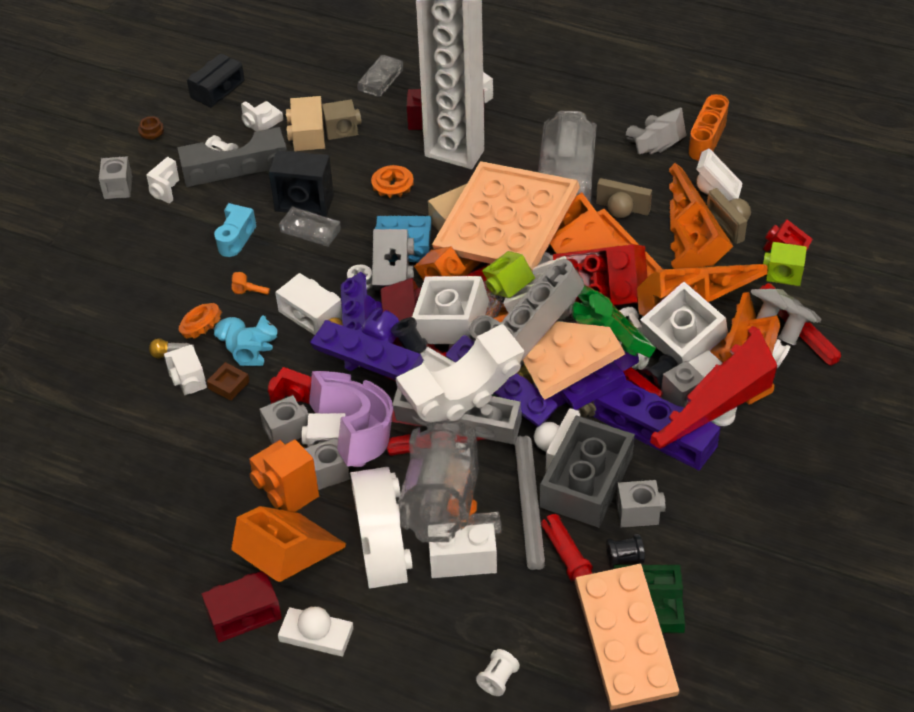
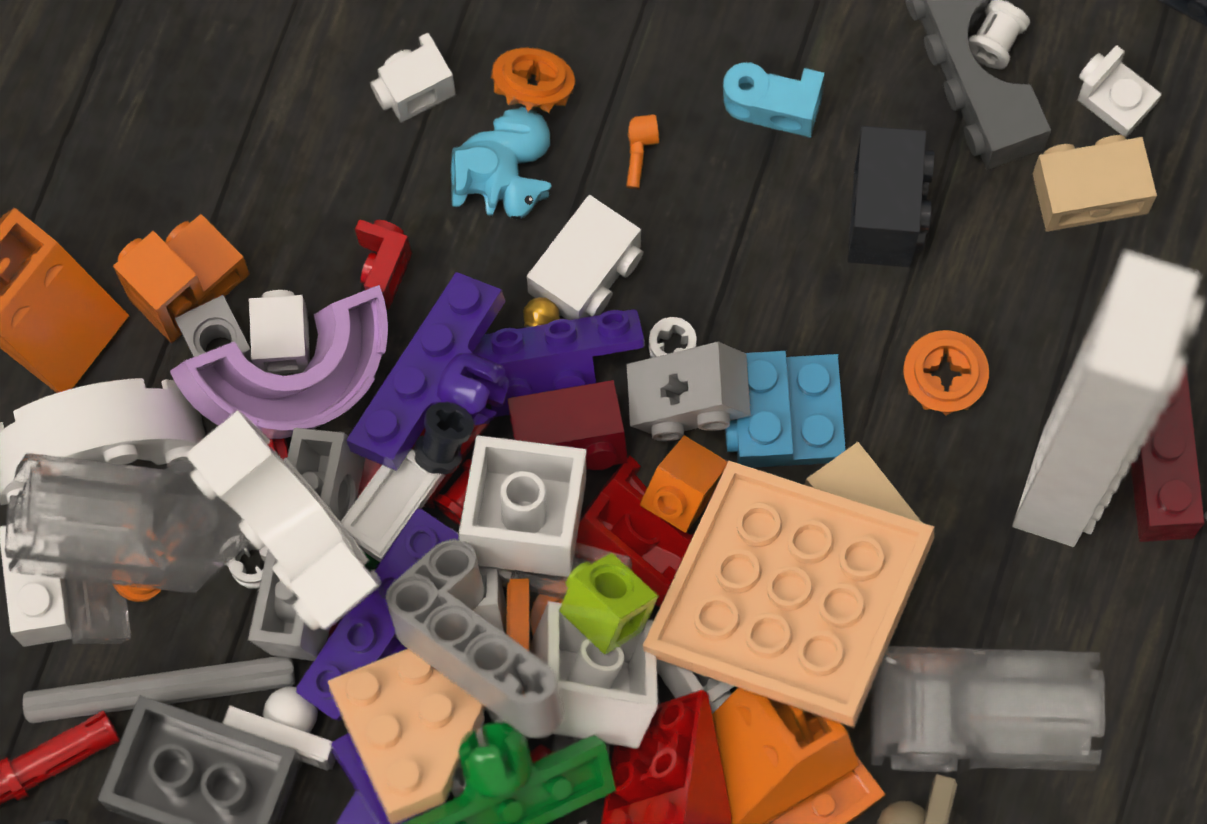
camera: 85 degrees right, 25 degrees up
(159, 347) = (474, 27): pearl gold piece -> none
(228, 381) = (398, 153): reddish brown plate -> none
(284, 420) = (301, 240): light grey brick -> none
(310, 226) = (797, 233): clear plate -> none
(341, 119) = (1105, 238): dark tan brick -> none

